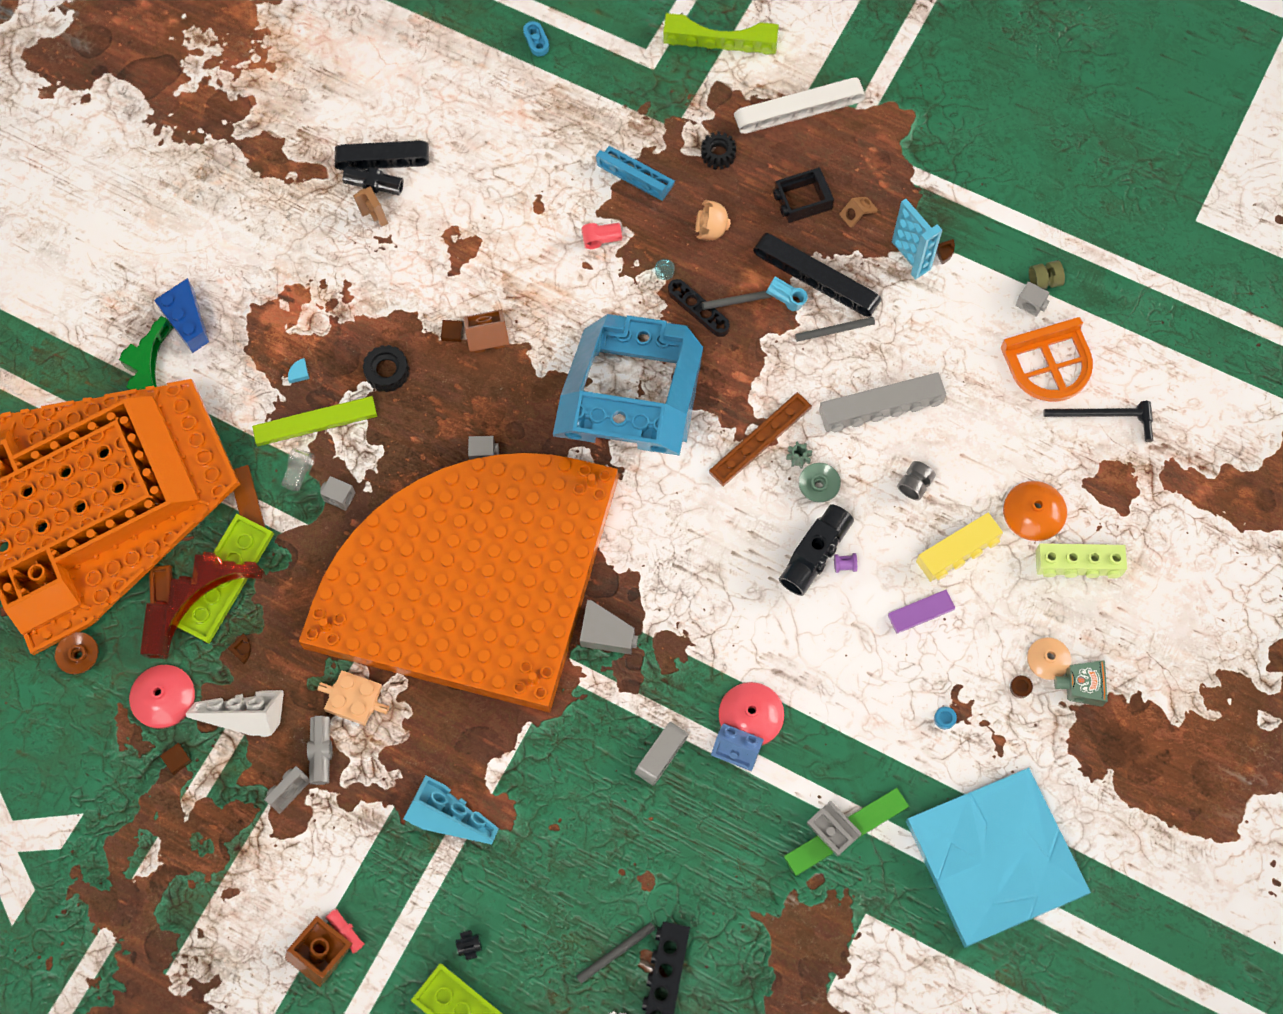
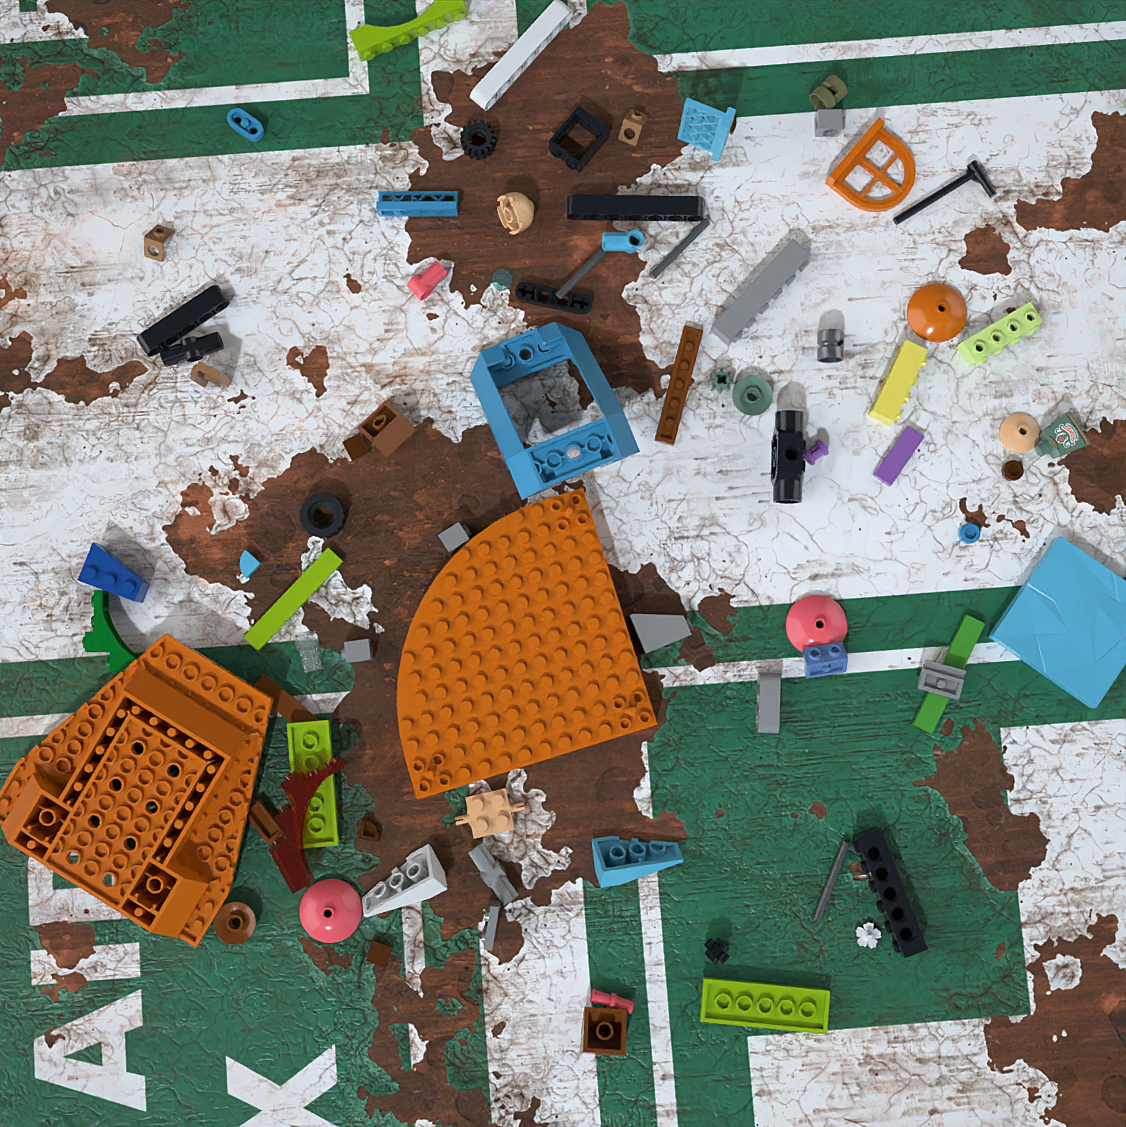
camera: 35 degrees left, 15 degrees up
(405, 83) = (157, 237): none -> medium nougat bracket

